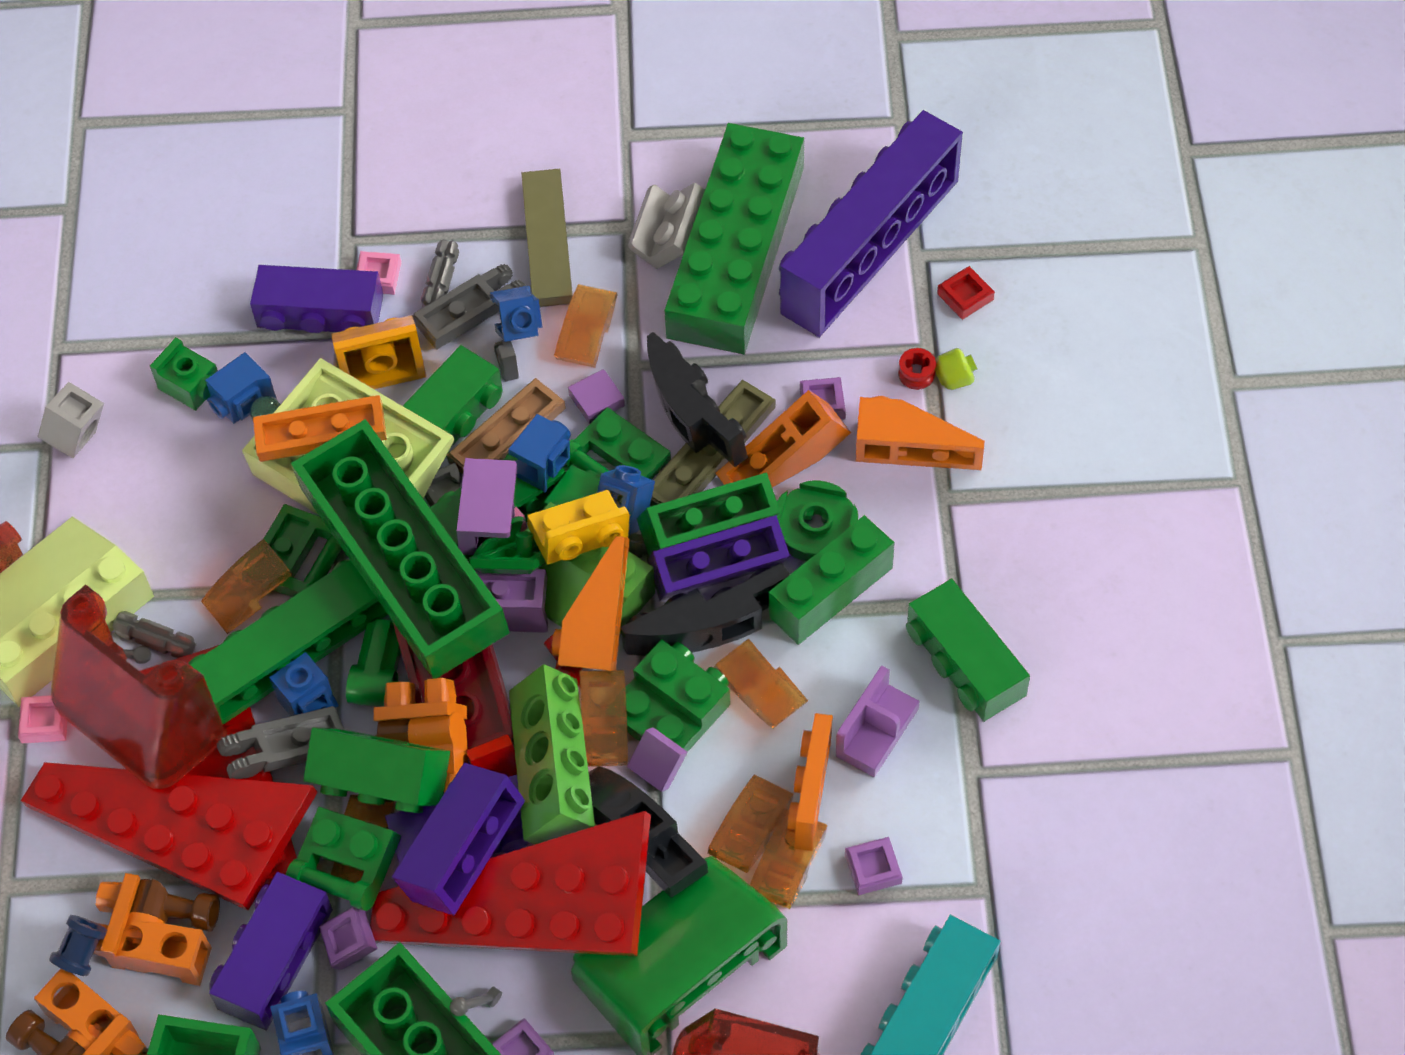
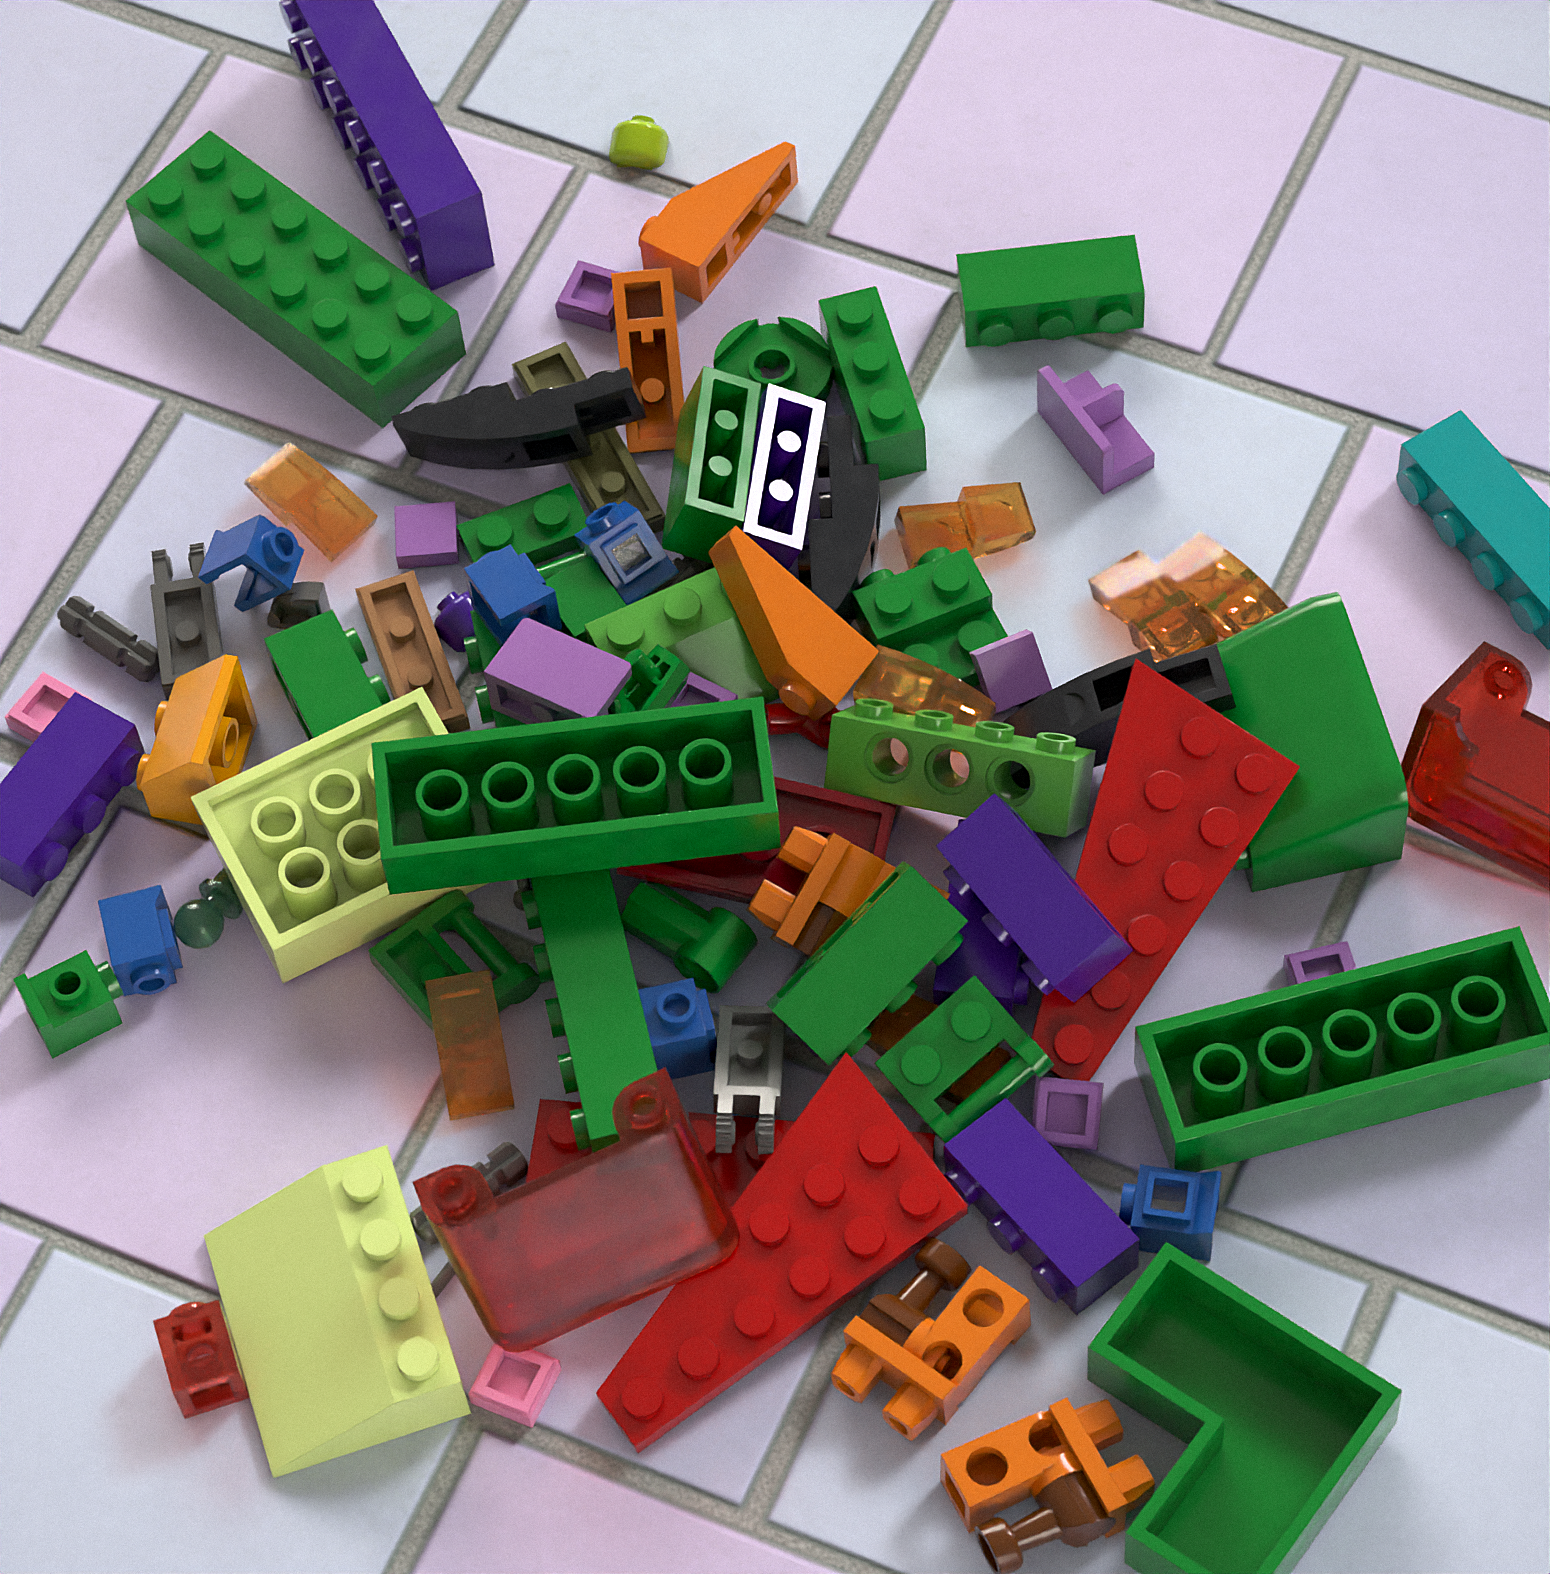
camera: 60 degrees left, 0 degrees up
(70, 419) = (58, 1166): light grey brick -> none
(78, 945) = (925, 1420): dark blue bush -> none
(307, 428) = (314, 832): orange plate -> none
(460, 1006) = (1266, 985): dark grey hinge -> none
(495, 755) = (912, 841): red tile -> none
(547, 237) = (129, 490): olive tile -> none
(578, 526) = (660, 594): yellow bracket -> none
(665, 224) = (224, 341): light grey bracket -> none
(810, 782) = (1145, 512): orange plate -> none
(873, 865) = (1275, 512): medium lavender tile -> none
(917, 380) = (612, 164): red bush -> none
(965, 292) = (536, 85): red tile -> none

